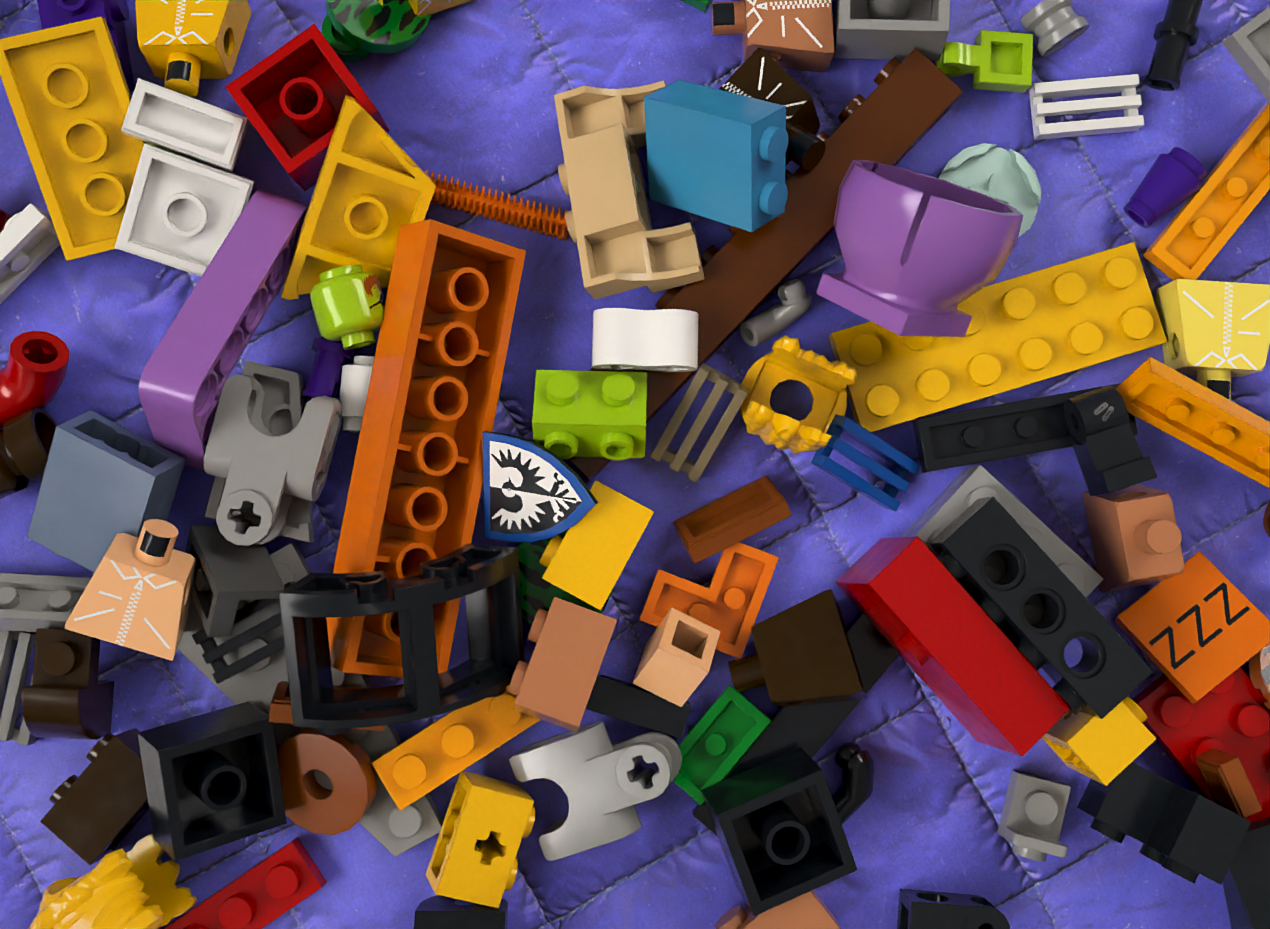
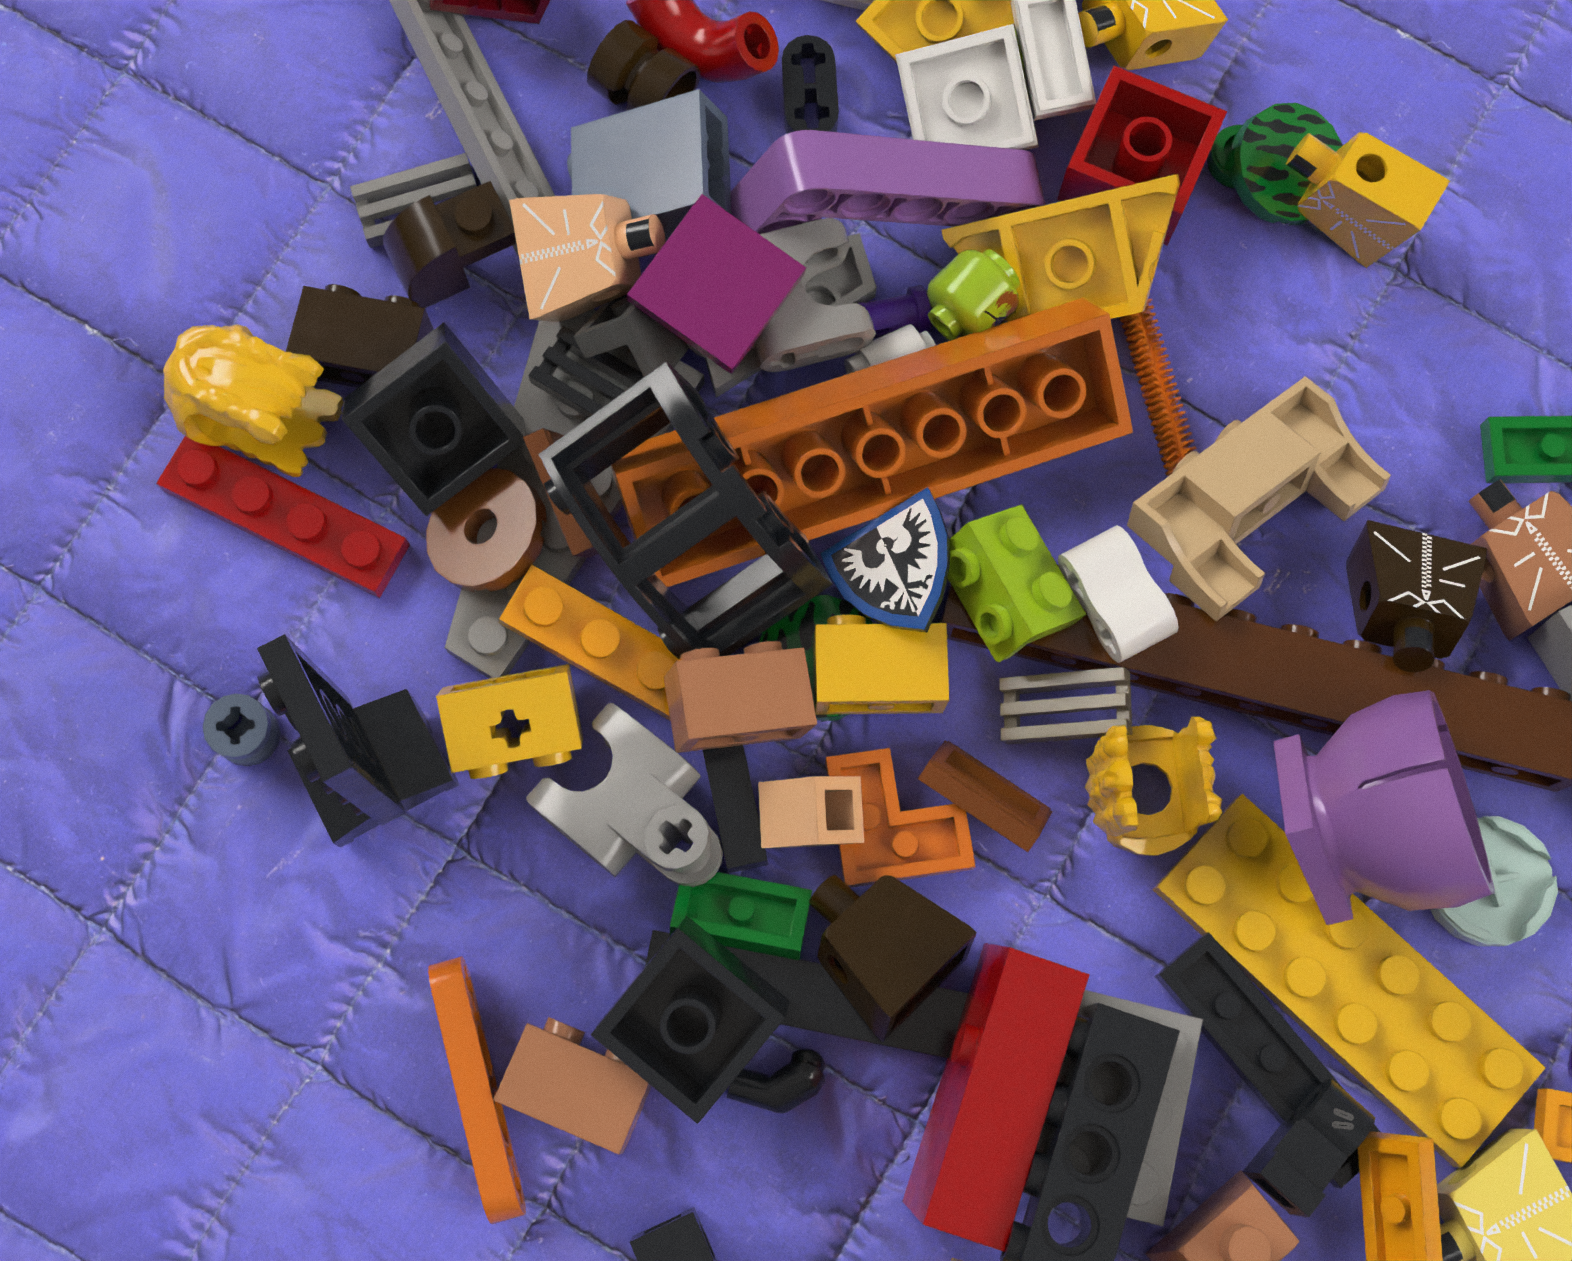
camera: 60 degrees right, 10 degrees down
(100, 339) = (821, 92): none -> black beam
(229, 505) = (716, 283): none -> magenta tile
(716, 154) = (1350, 559): dark azure brick -> none
(775, 319) = (1248, 737): light grey arm -> none
(894, 479) = (1129, 951): blue tile -> none

